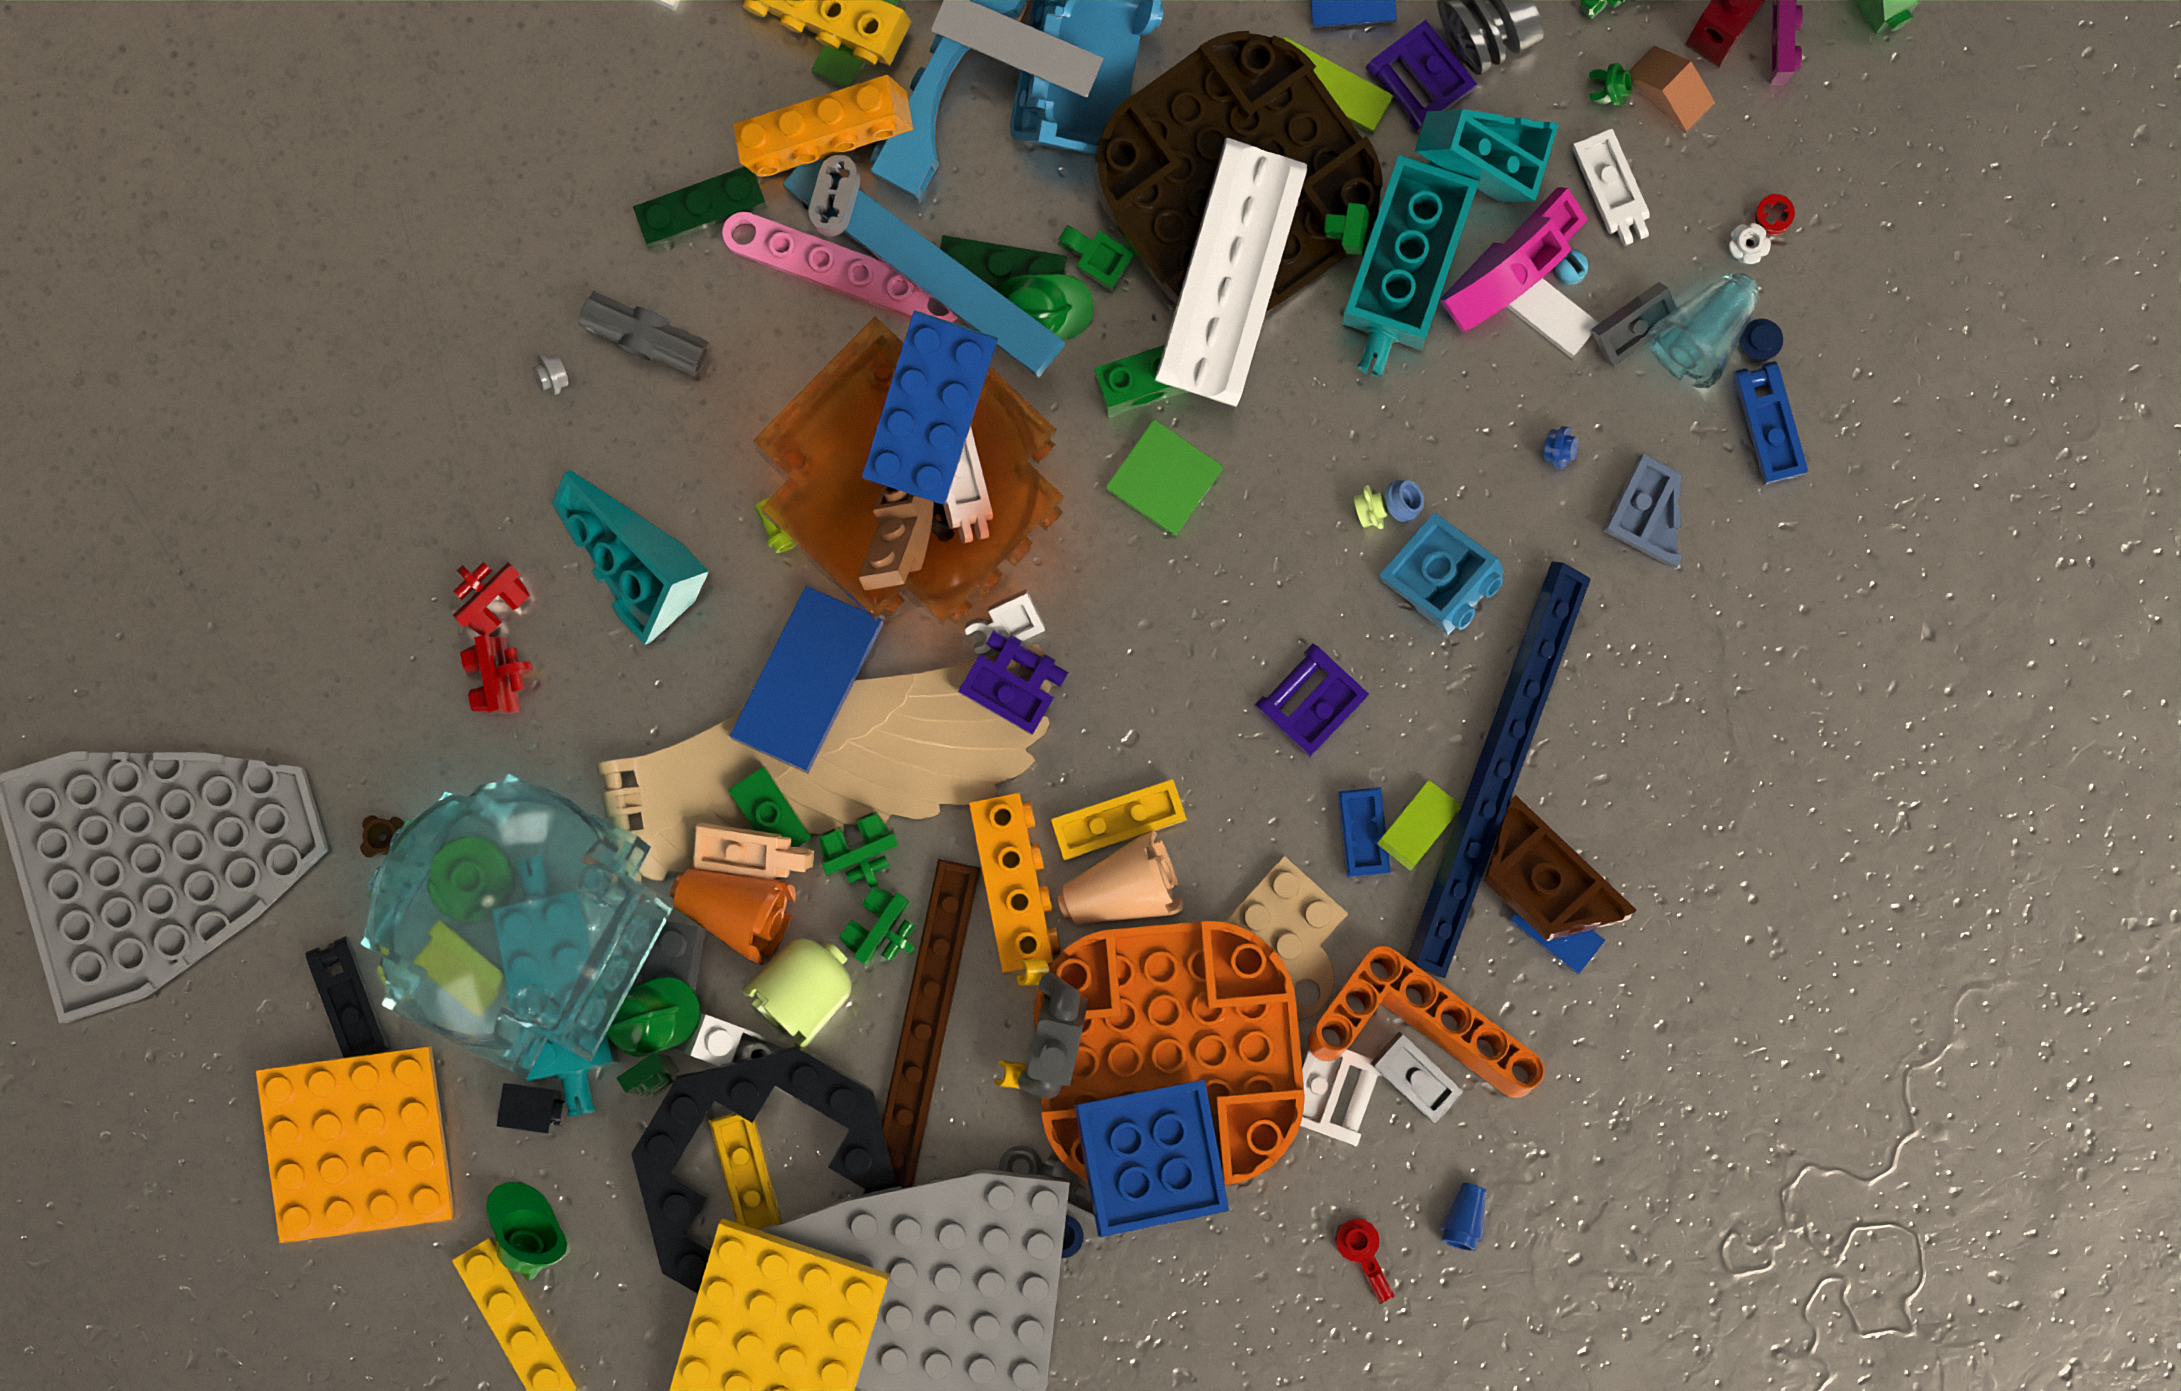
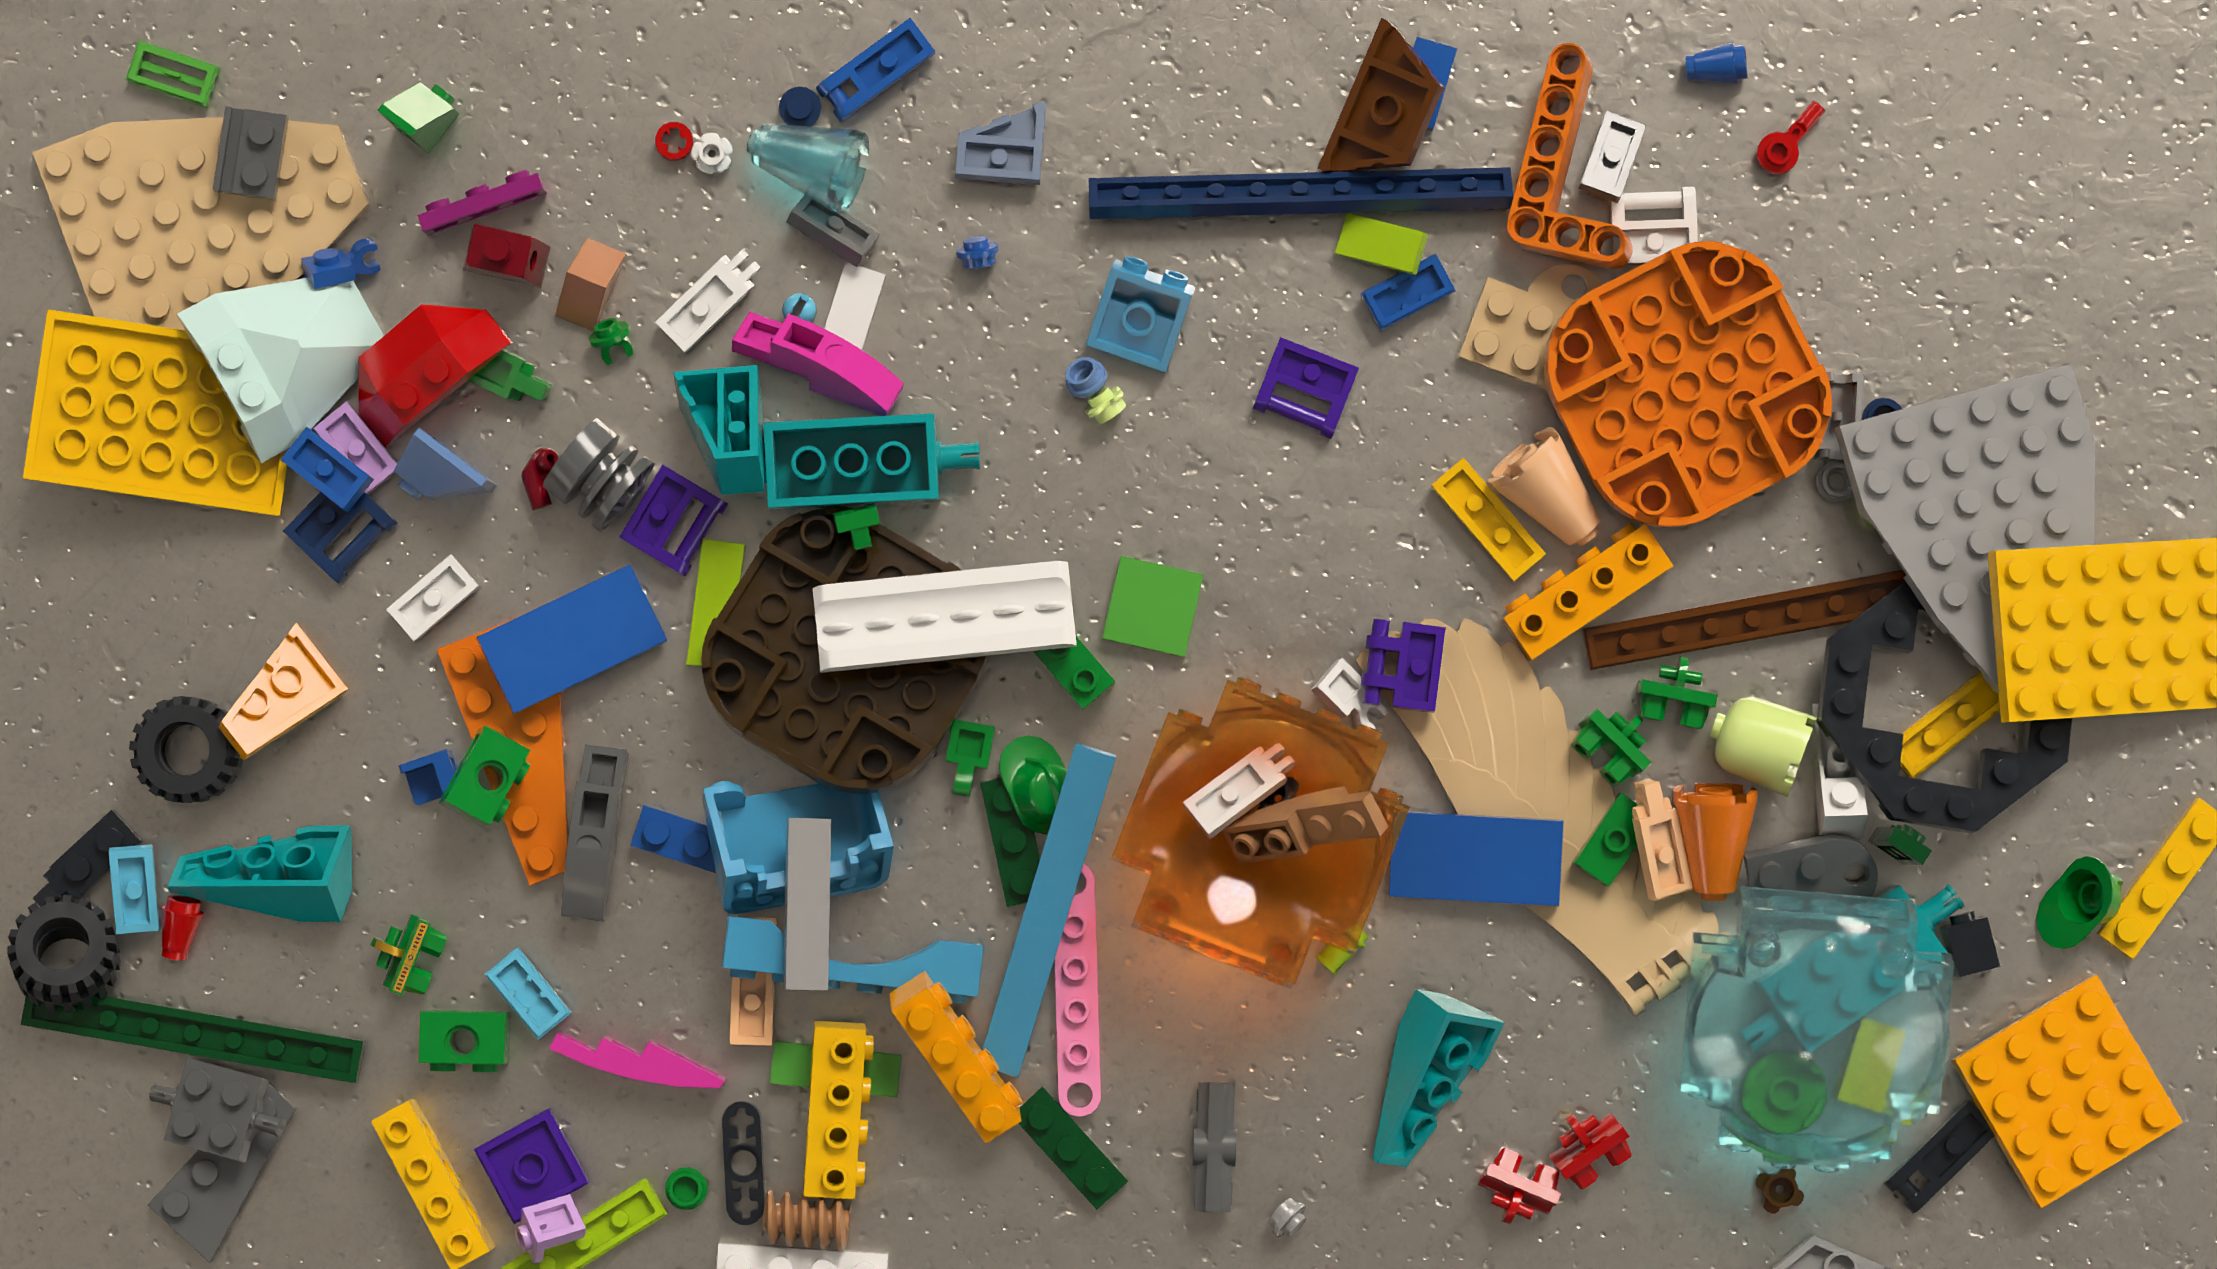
camera: 115 degrees left, 5 degrees up
(655, 1017) = (1843, 861): green piece -> none
(826, 192) = (1015, 1030): light grey beam -> none
(929, 407) = (1196, 835): blue plate -> none
(1055, 1037) = (1717, 489): dark grey torso -> none
(1151, 1158) = (1788, 361): blue plate -> none

